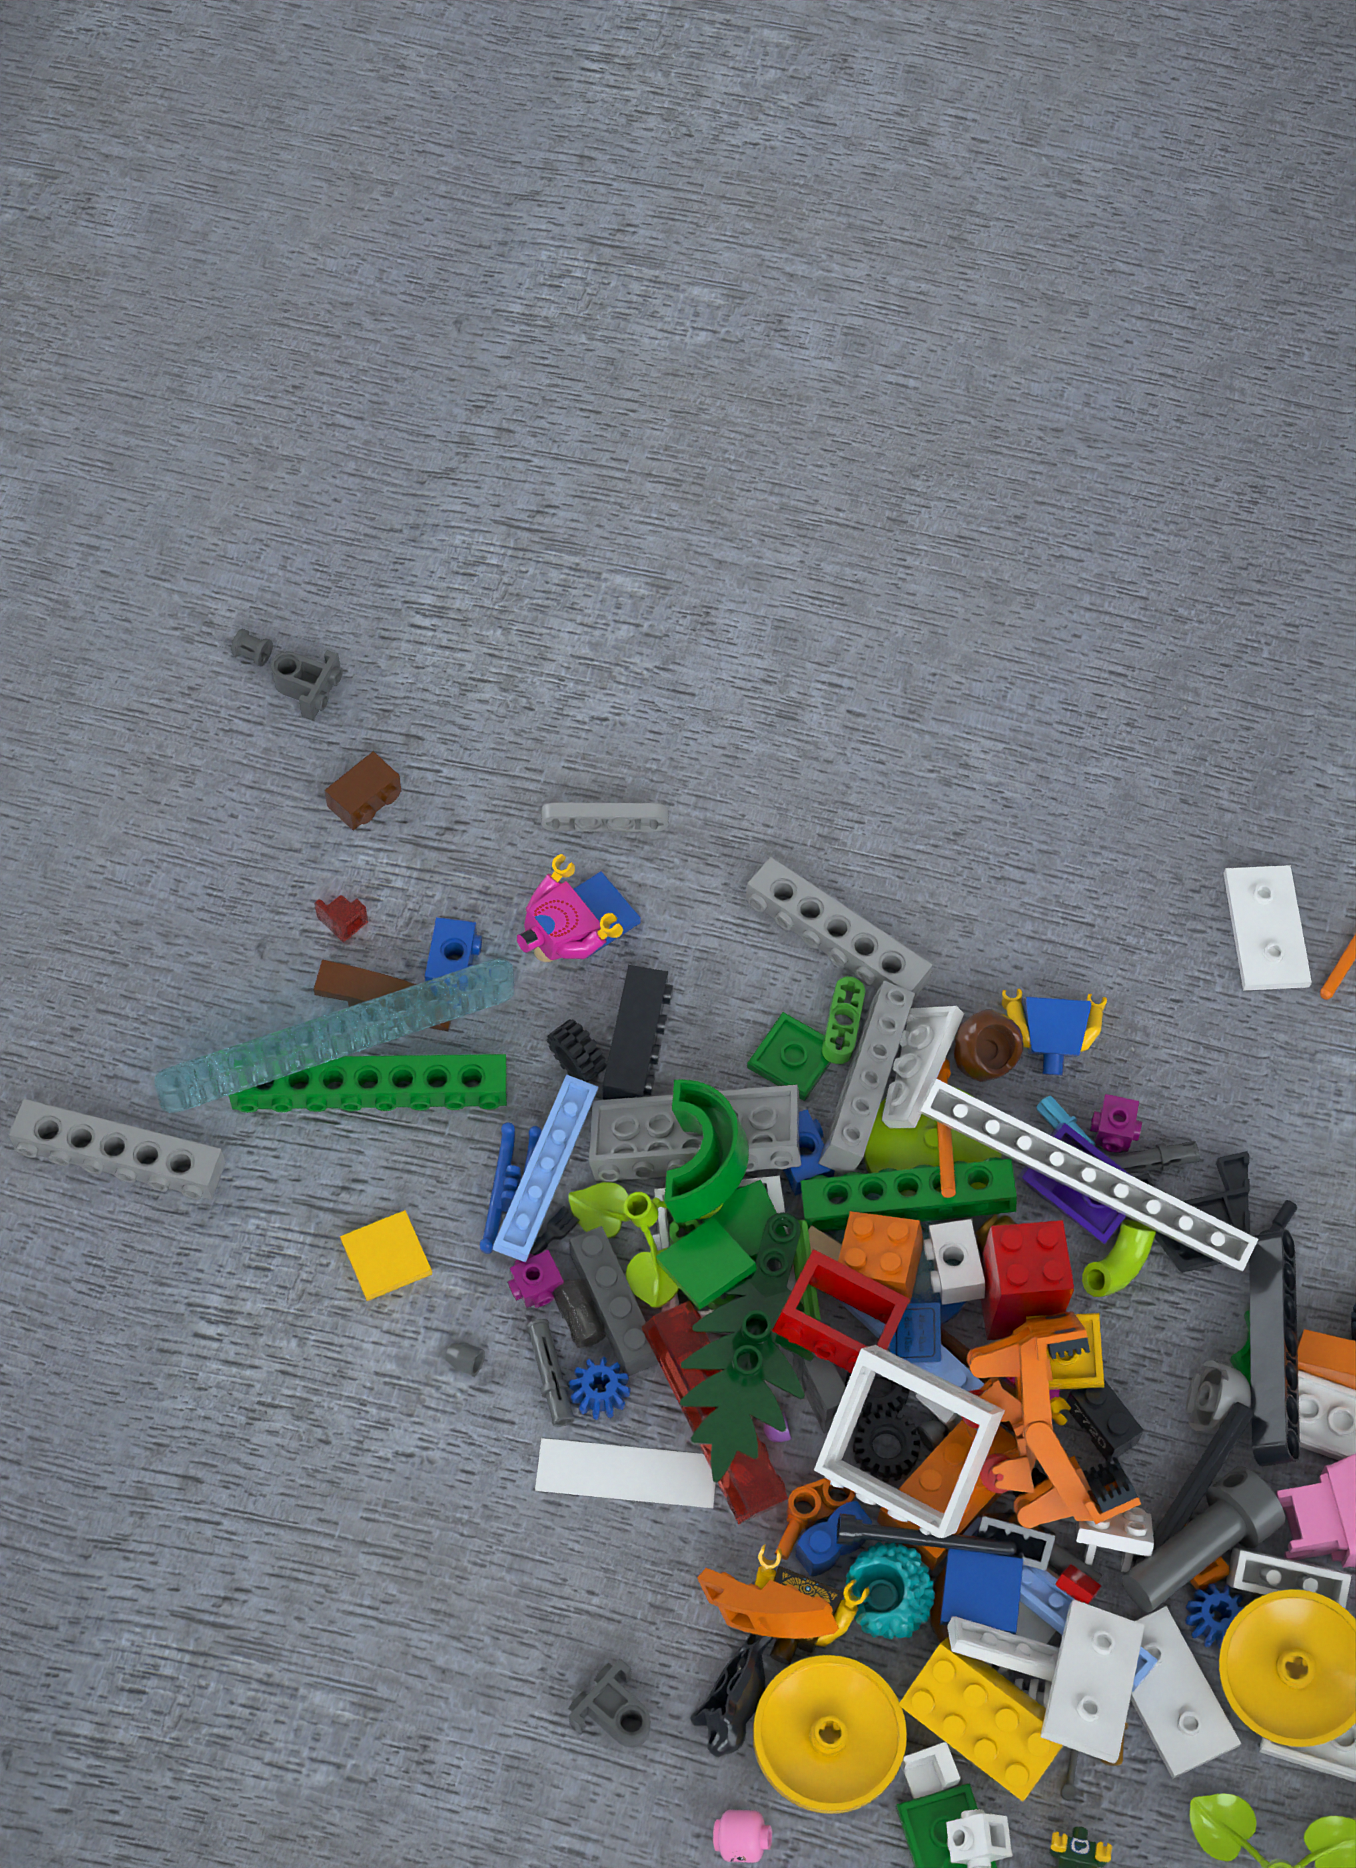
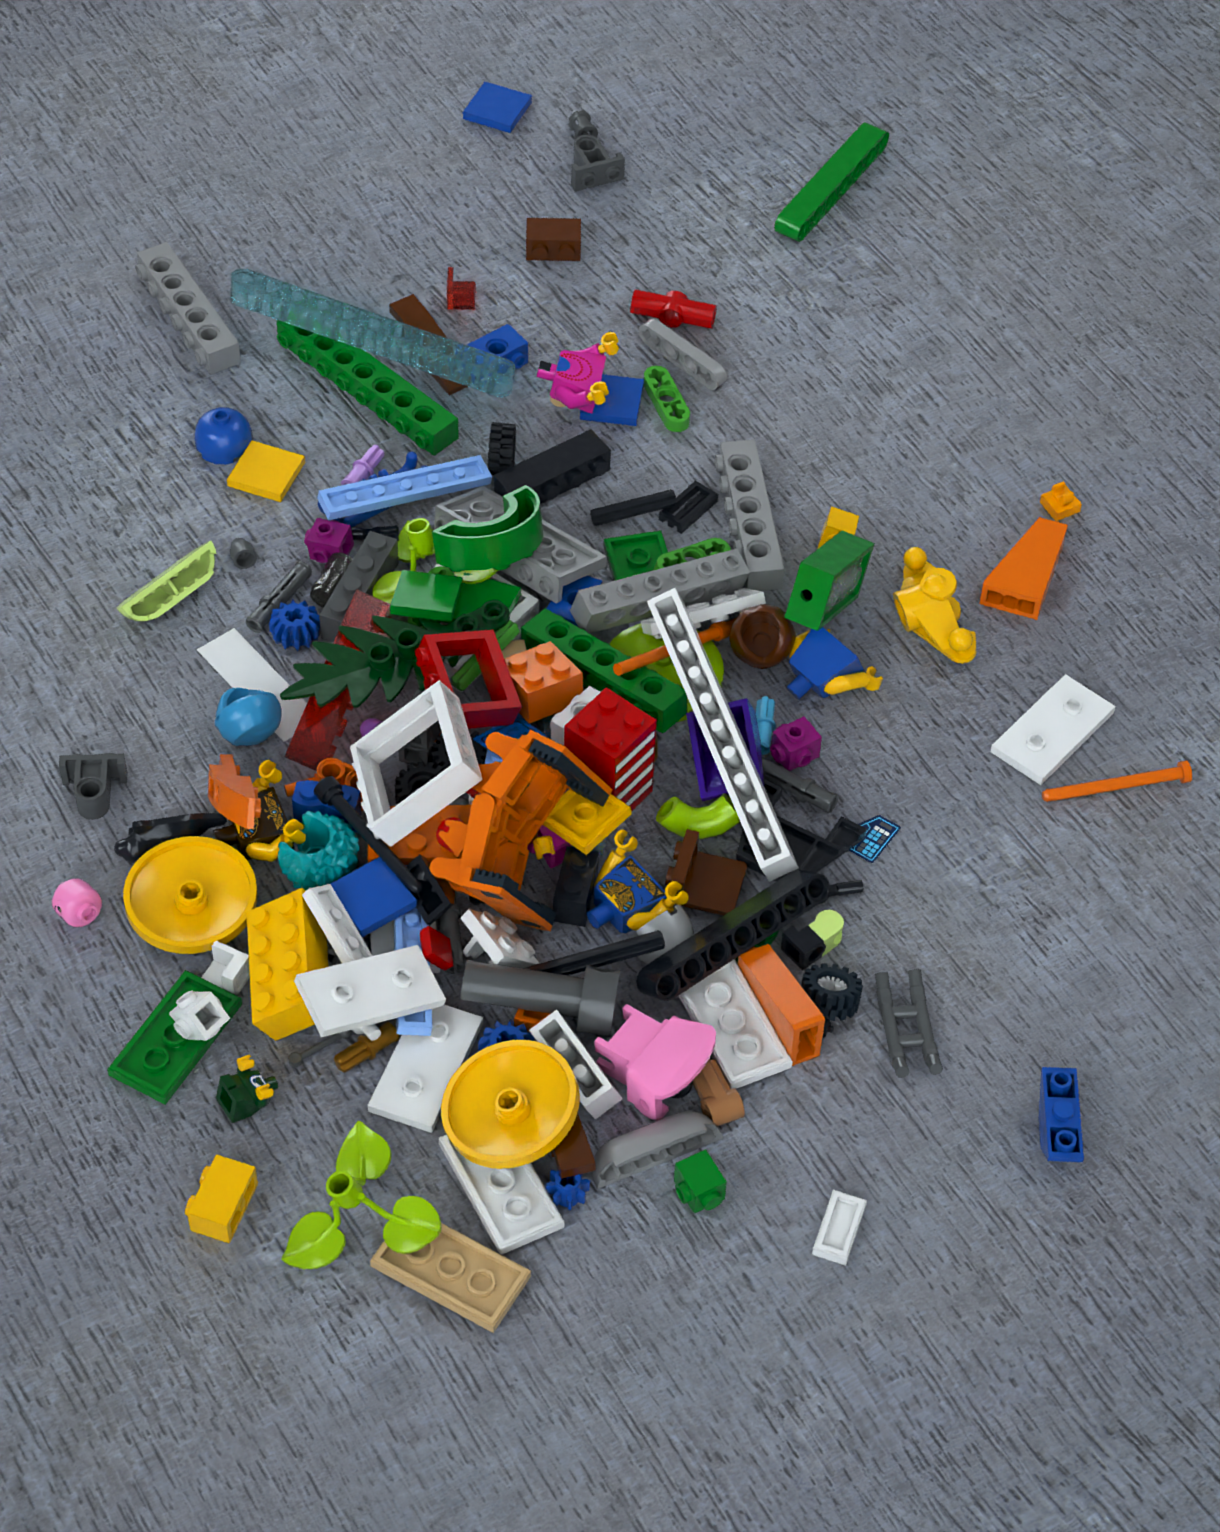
camera: 45 degrees right, 10 degrees down
(143, 686) = (497, 107): none -> blue tile
(309, 1256) = (222, 435): none -> blue cylinder
(445, 1452) = (171, 585): none -> yellowish green brick
(470, 1176) = (365, 467): none -> lavender axle
(530, 530) = (831, 182): none -> green beam
(546, 776) = (673, 309): none -> red piece
(643, 886) = (665, 409): none -> bright green beam
(673, 1517) = (247, 716): none -> dark azure piece
(739, 1010) = (633, 507): none -> black axle
(776, 992) = (693, 508): none -> black tile
(927, 888) = (838, 521): none -> yellow brick
(998, 948) = (829, 580): none -> green brick
(1047, 704) = (1060, 502): none -> light orange tile
(1069, 897) = (929, 609): none -> yellow piece
(1099, 793) = (1026, 571): none -> orange slope
(1152, 1384) = (628, 893): none -> torso
(1184, 1312) = (708, 879): none -> reddish brown bracket
(1248, 1138) = (878, 836): none -> sticker
(1318, 1282) = (814, 940): none -> leg

